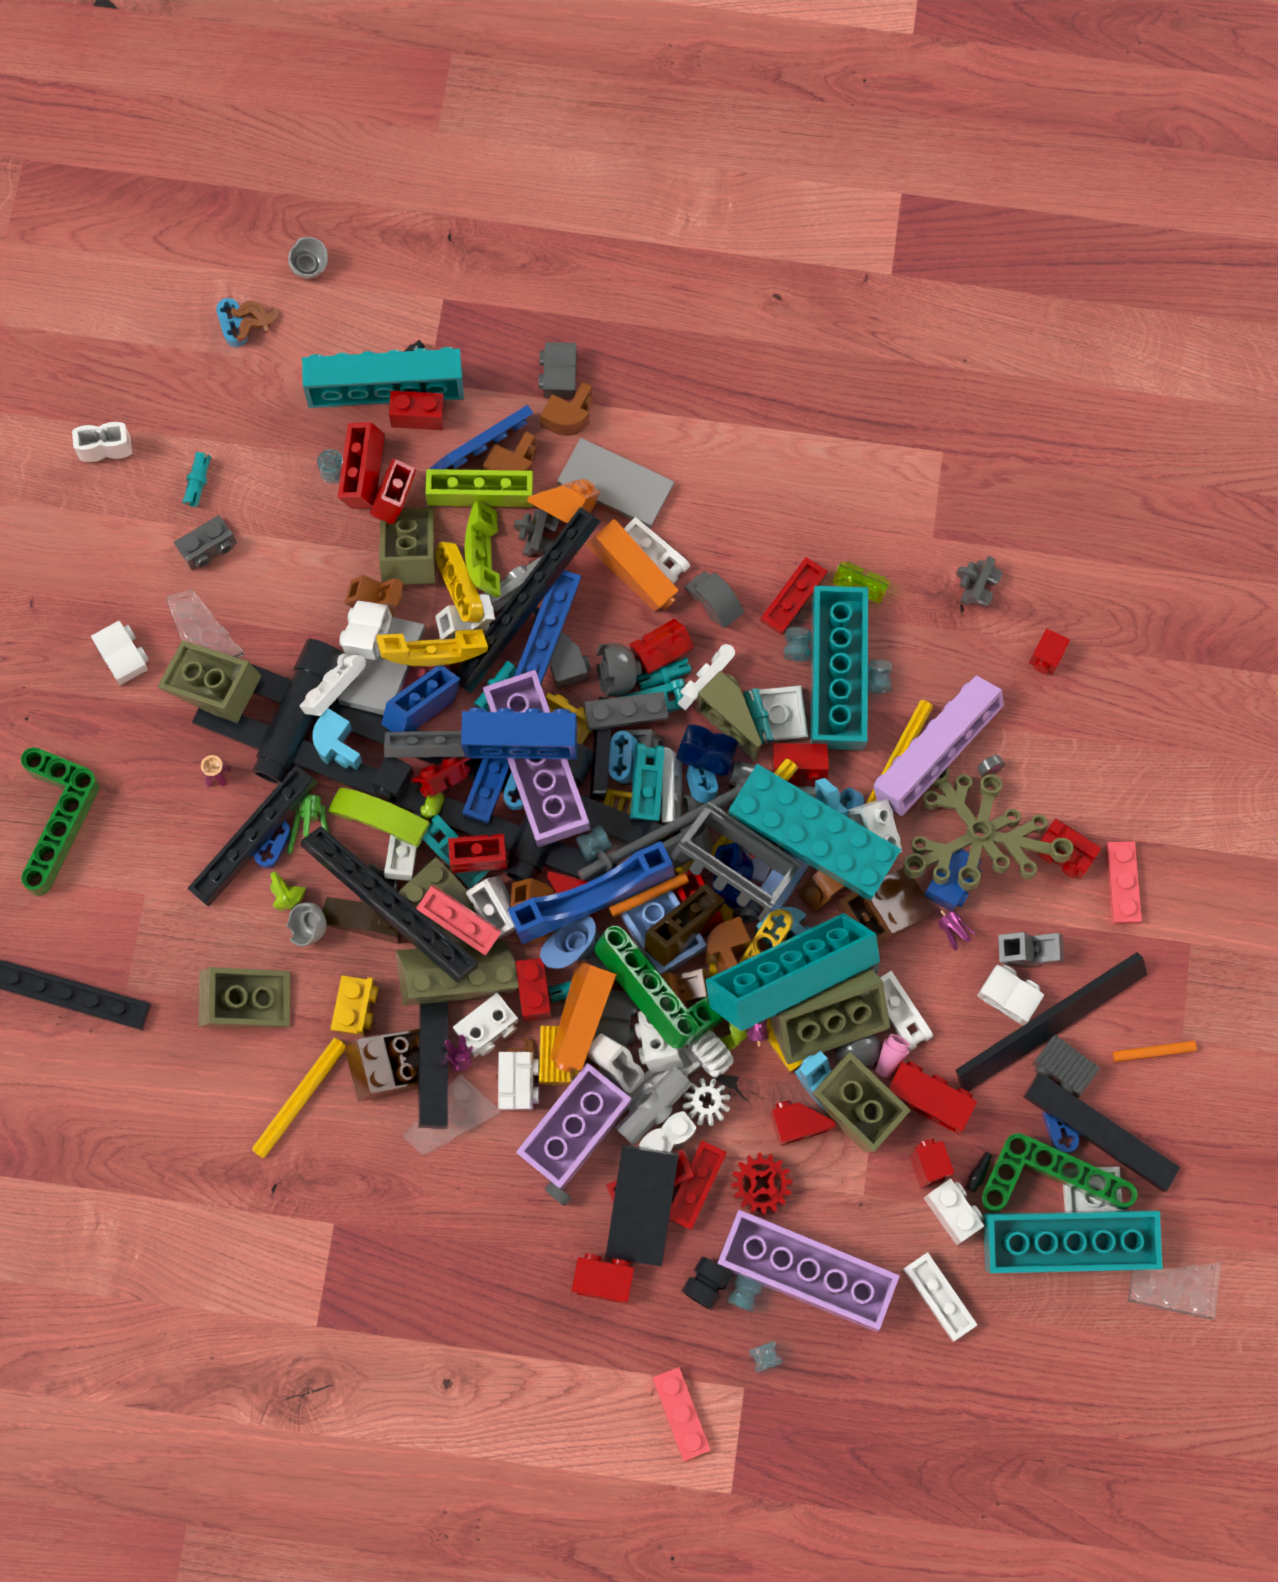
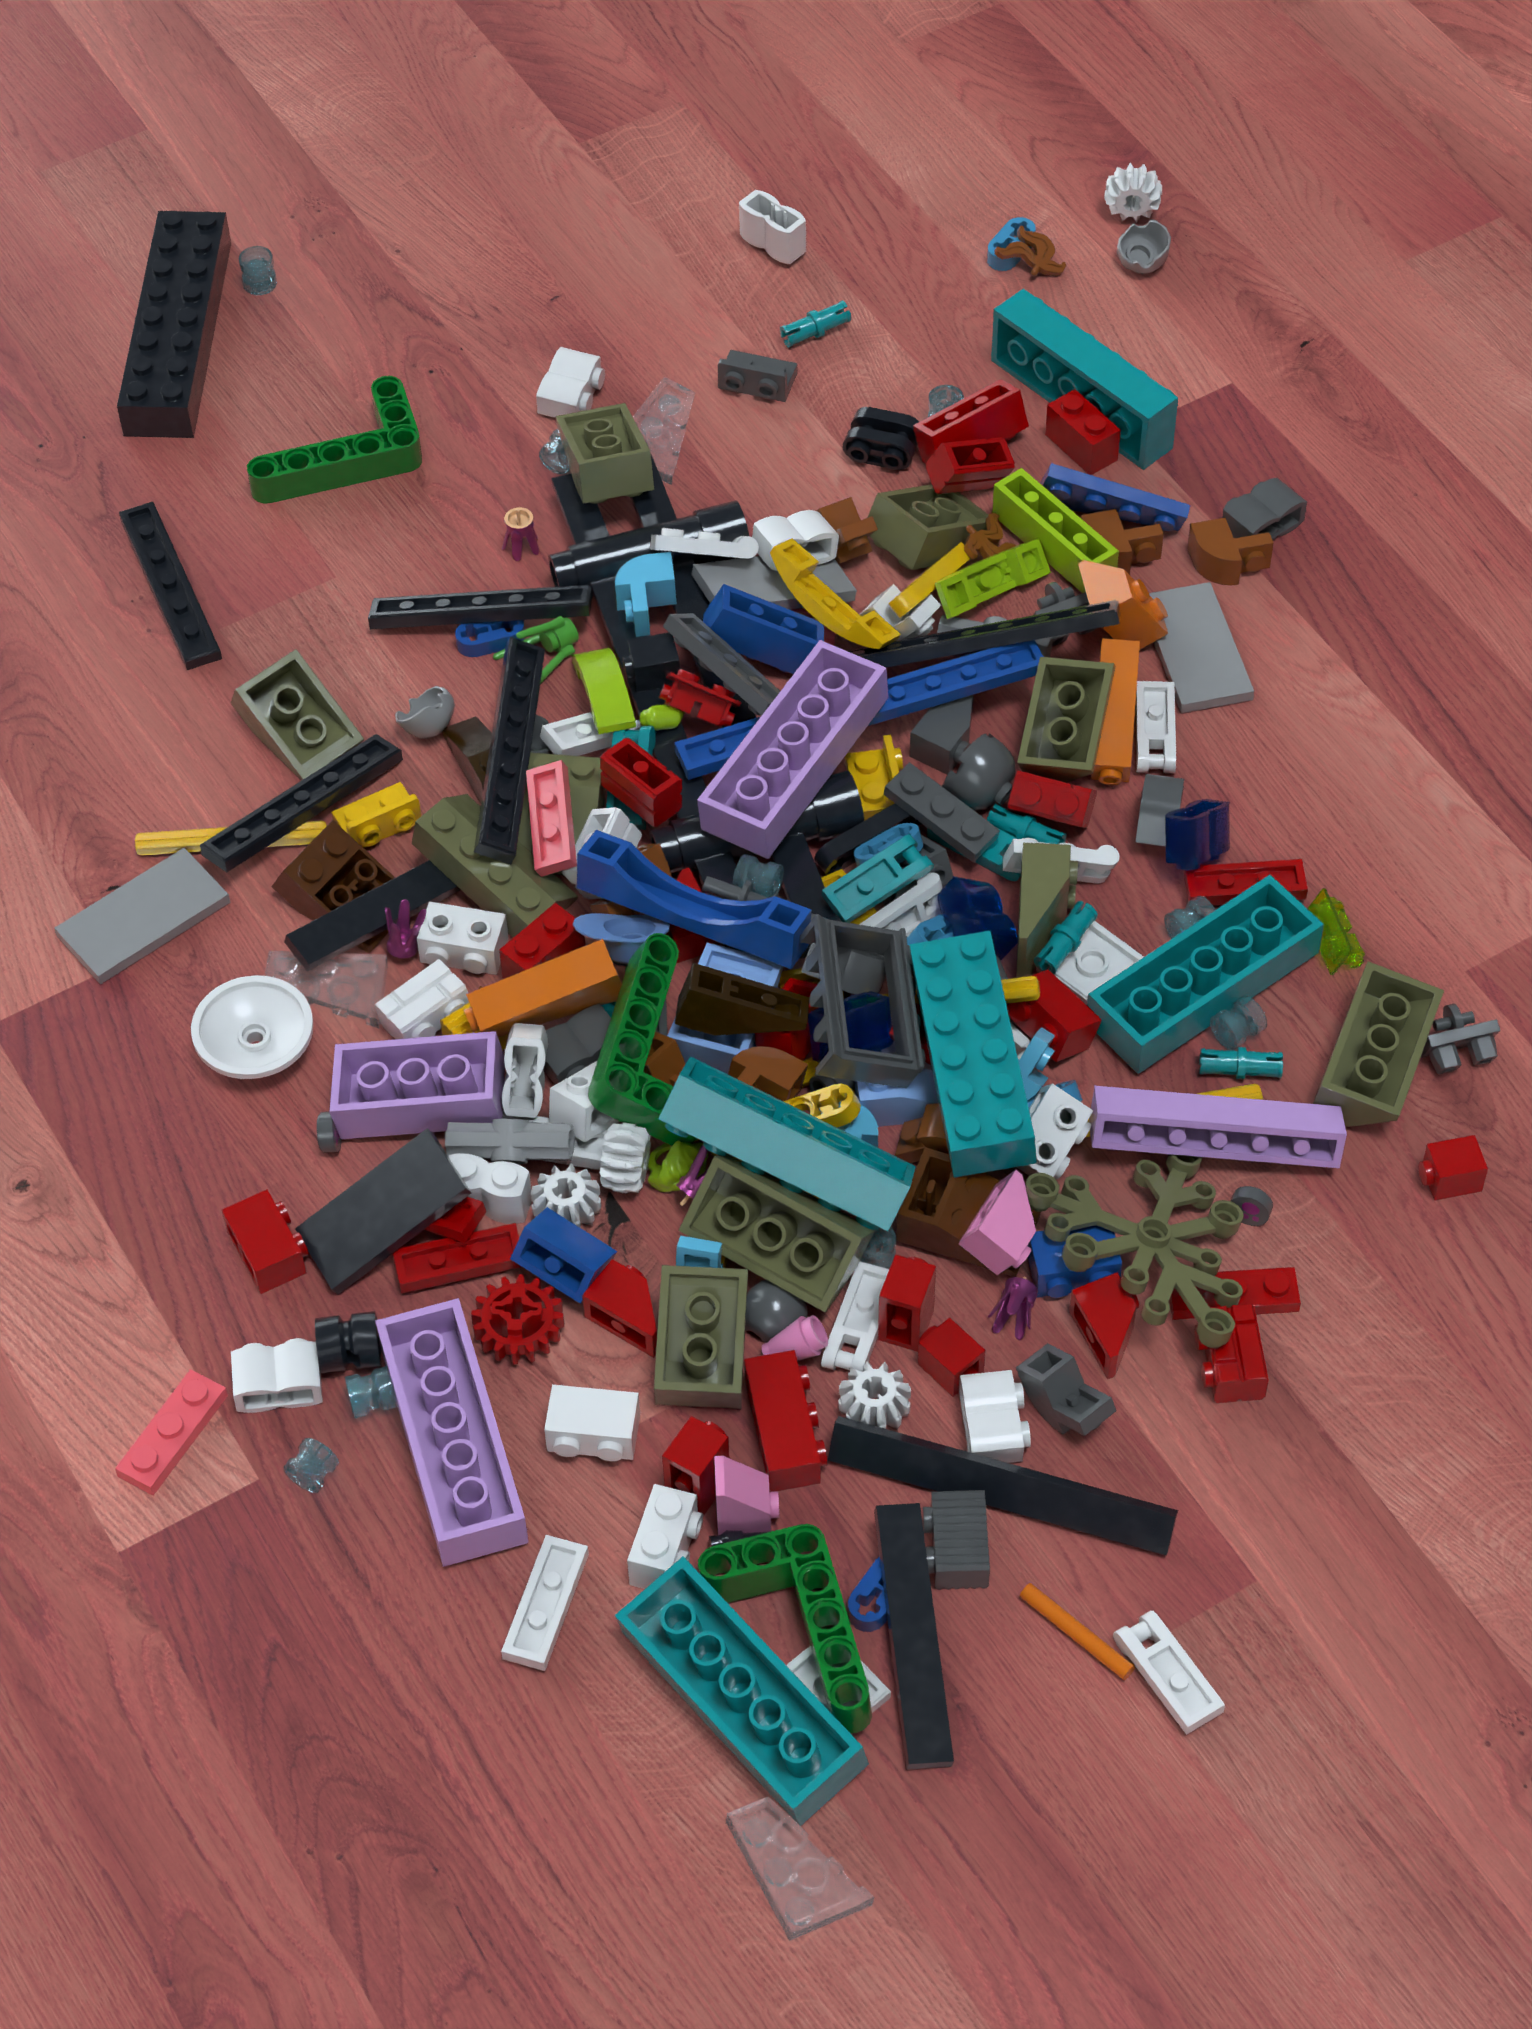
camera: 55 degrees right, 20 degrees down
(167, 702) = (553, 455): none -> clear light blue wheel
(263, 227) = (1133, 192): none -> white gear
(286, 896) = (434, 674): lime piece -> none
(312, 1042) = (301, 803): none -> black tile
(312, 1187) = (142, 915): none -> light grey tile
(318, 531) = (881, 438): none -> black brick
(449, 532) = (985, 539): none -> dark orange piece
(454, 1165) = (249, 1012): none -> white dish
(519, 734) = (792, 686): blue brick -> none
(626, 596) = (1065, 718): none -> olive slope
(648, 895) = (747, 961): orange bar -> none
(694, 1335) = (276, 1376): none -> white brick
(747, 1132) = (561, 1253): none -> blue brick
(751, 594) = (1197, 833): none -> clear blue brick
(859, 1194) = (592, 1422): none -> white brick
(901, 696) = (1241, 1063): none -> teal pin
(914, 899) = (1002, 1226): none -> bright pink slope
(919, 981) = (906, 1301): none -> red brick
(954, 1052) = (875, 1383): none -> white gear
(955, 626) = (1379, 1046): none -> olive slope
(959, 985) = (948, 1353): none -> red brick
(966, 1155) = (743, 1498): none -> bright pink slope
(1001, 893) = (1105, 1319): none -> red slope
(1039, 802) = (1266, 1289): none -> red plate
(1123, 883) = (1255, 1449): coral plate -> none
(1211, 1027) = (1170, 1672): none -> white plate

